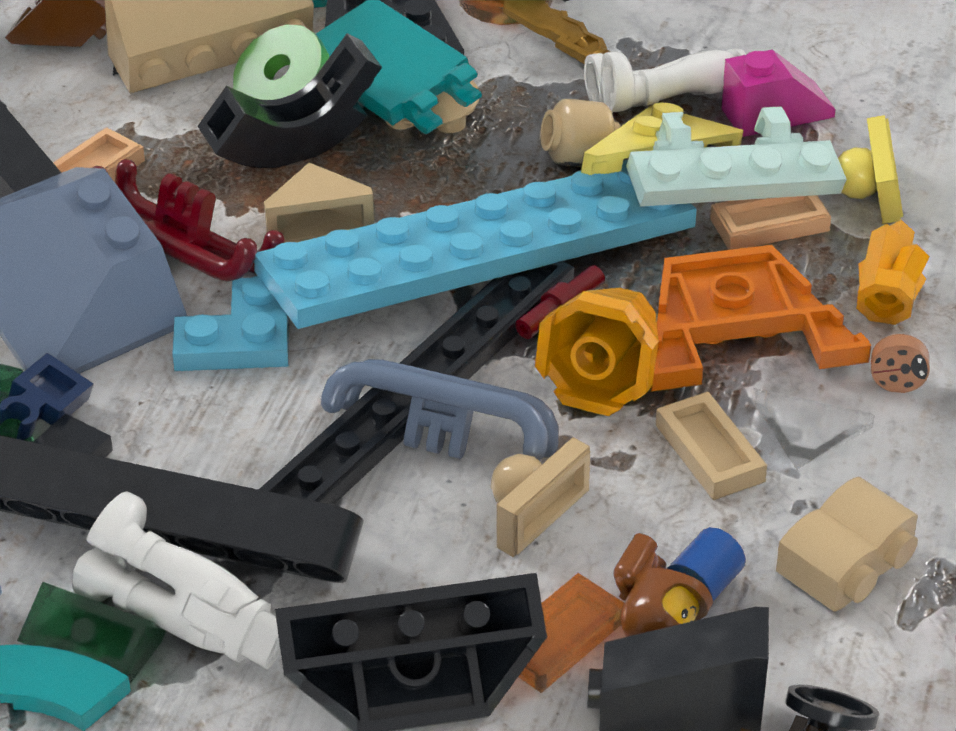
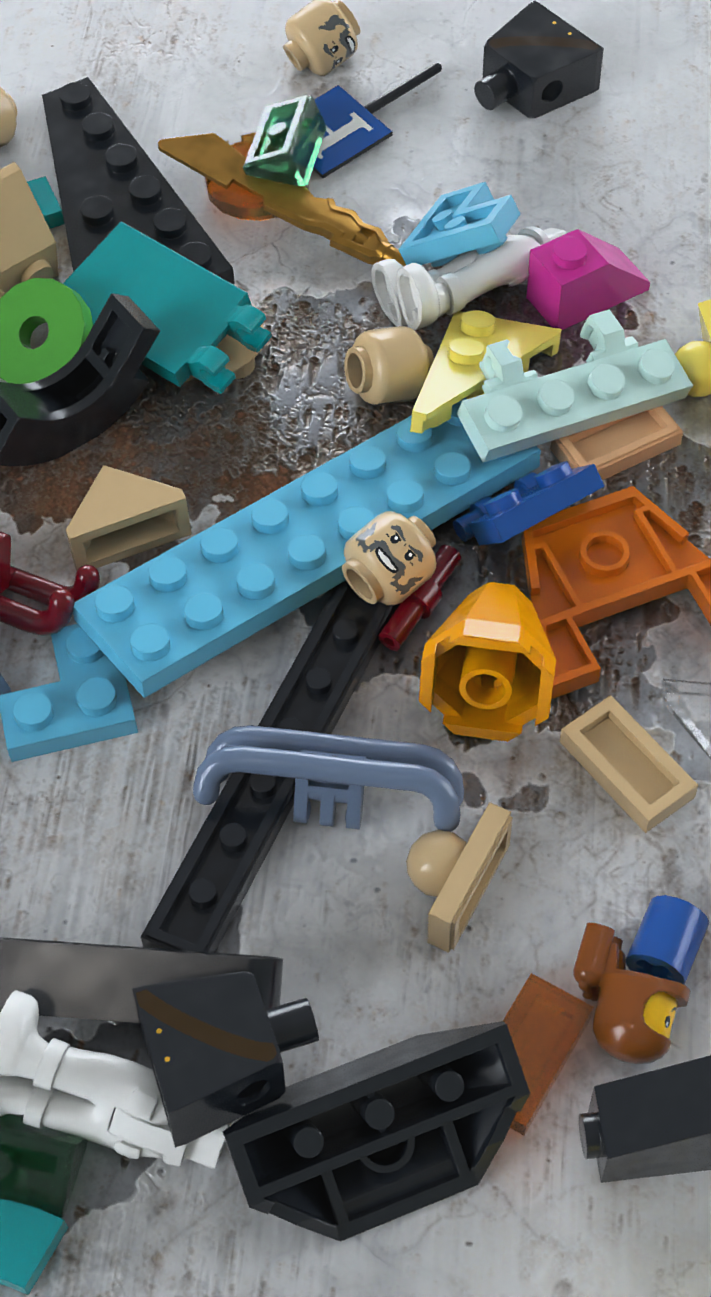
camera: 10 degrees left, 15 degrees up
(287, 552) = (217, 1048): none -> black torso
(536, 257) = (389, 558): none -> tan head
(653, 242) = (528, 503): none -> blue plate
(679, 36) = (459, 224): none -> medium azure plate

